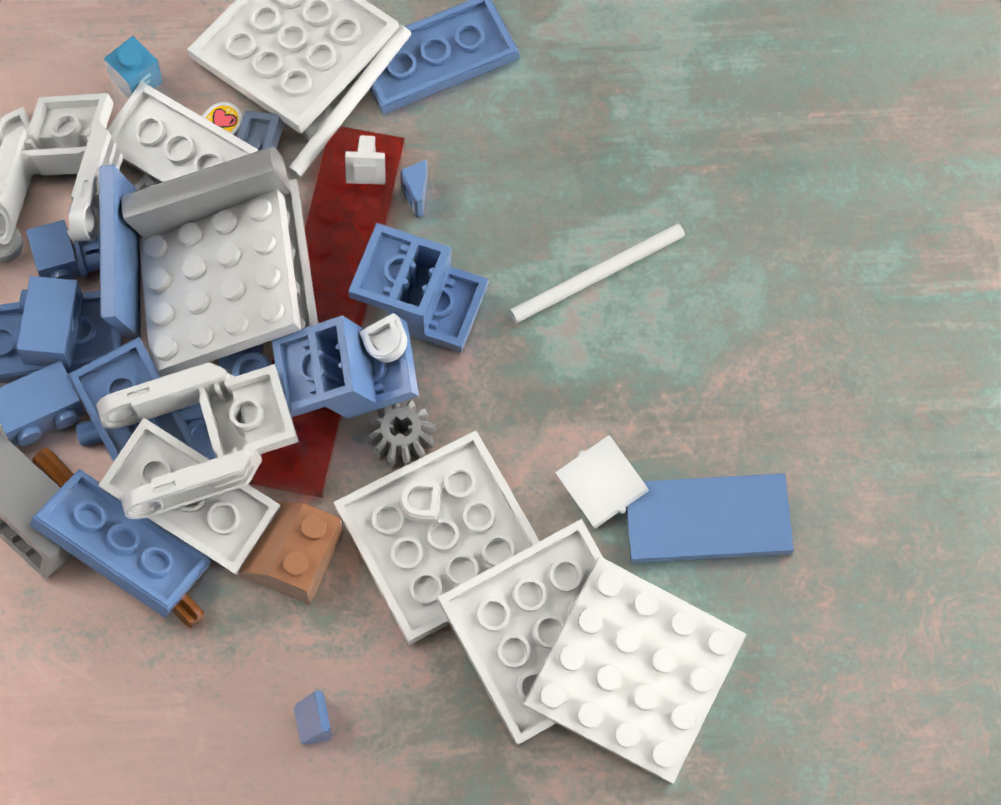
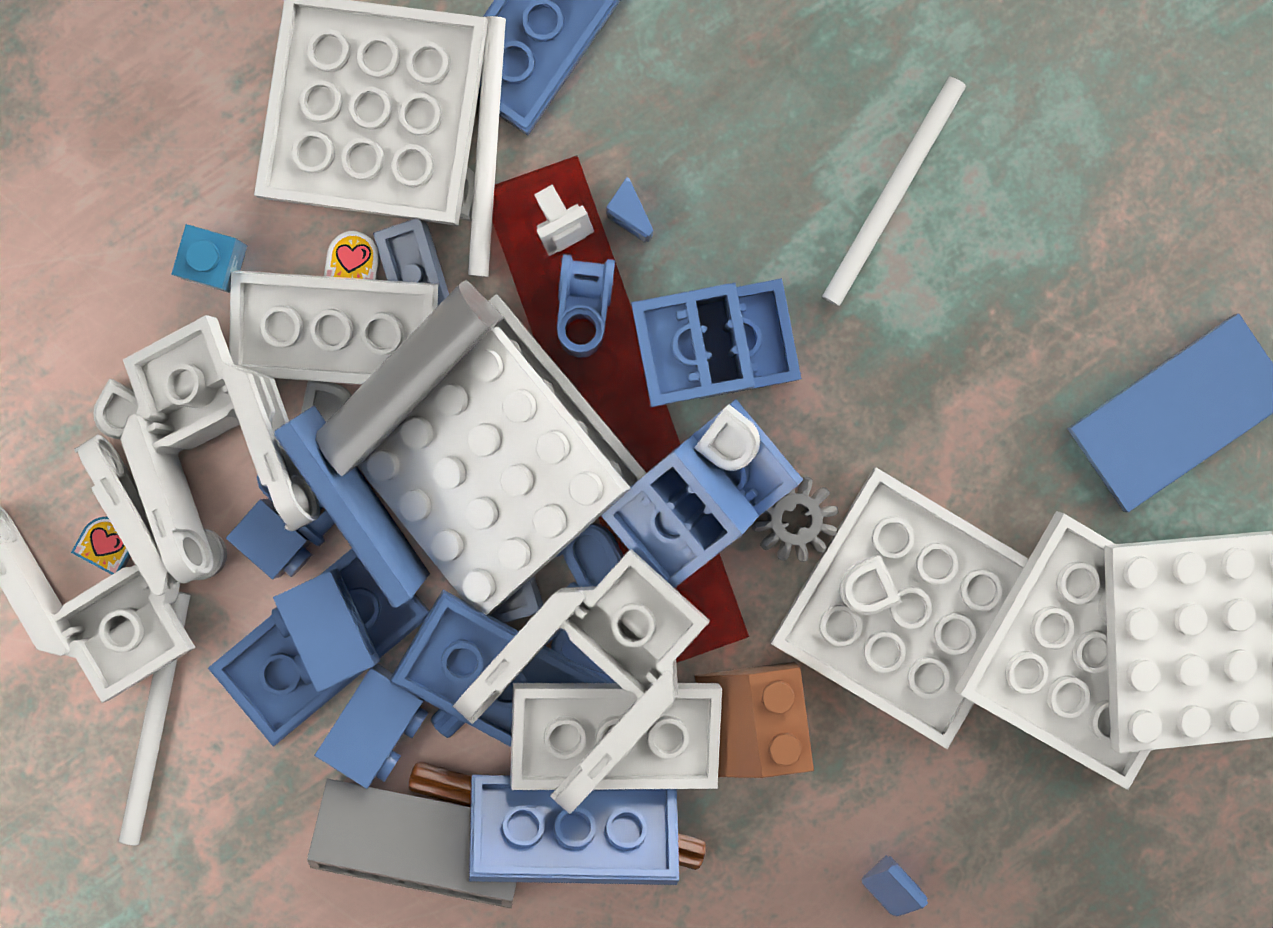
camera: 30 degrees left, 20 degrees up
(352, 213) = (584, 301): none -> medium blue piece
(602, 481) = (1045, 441): white piece -> none

